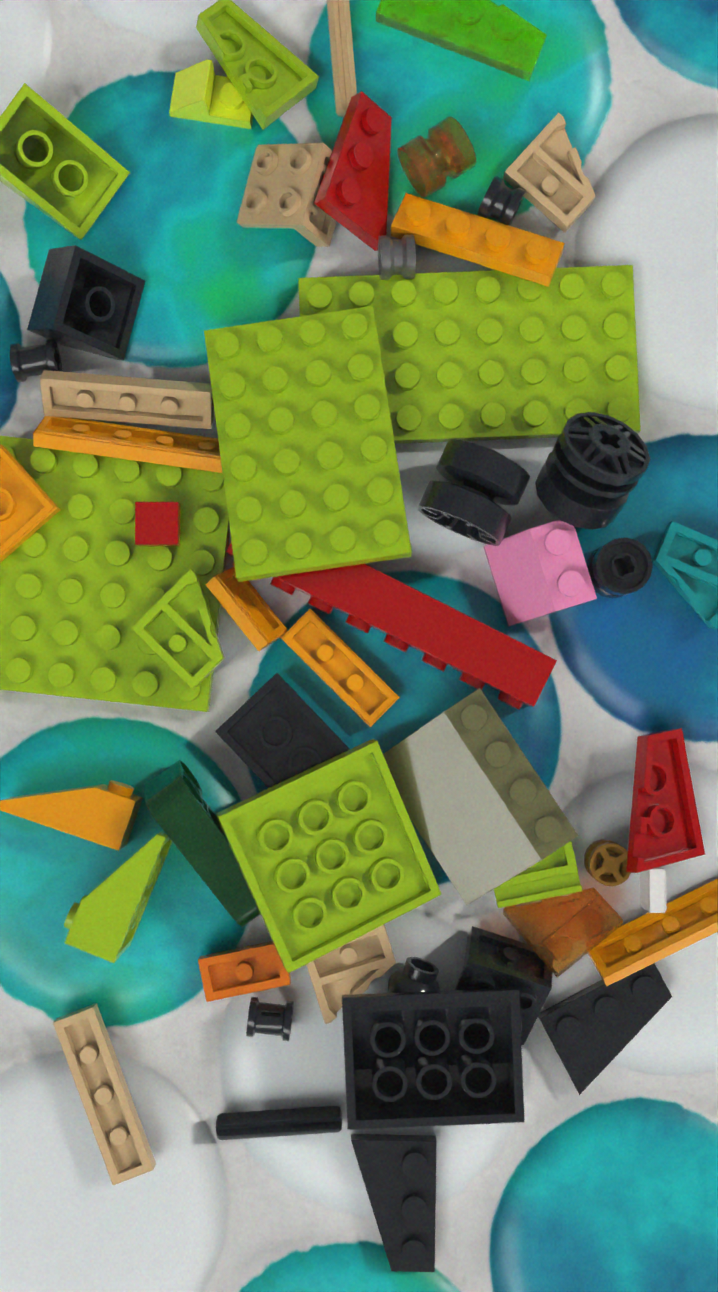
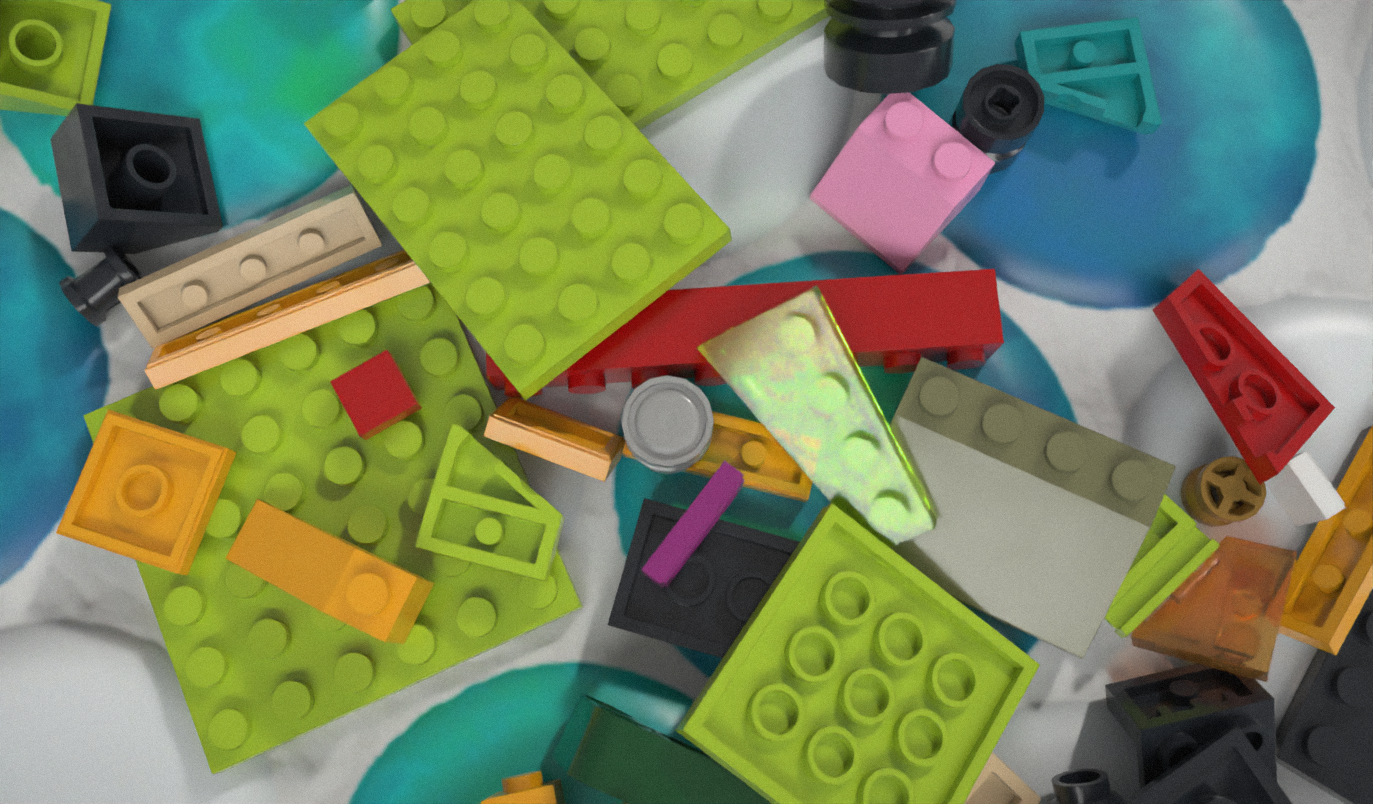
camera: 30 degrees left, 10 degrees down
(76, 613) = (330, 573): none -> light orange slope
(292, 708) = (694, 525): none -> magenta tile
(313, 639) = (667, 424): none -> light grey wheel
(402, 681) = (818, 406): none -> clear neon green wing
(477, 484) = (760, 124): black wheel -> none

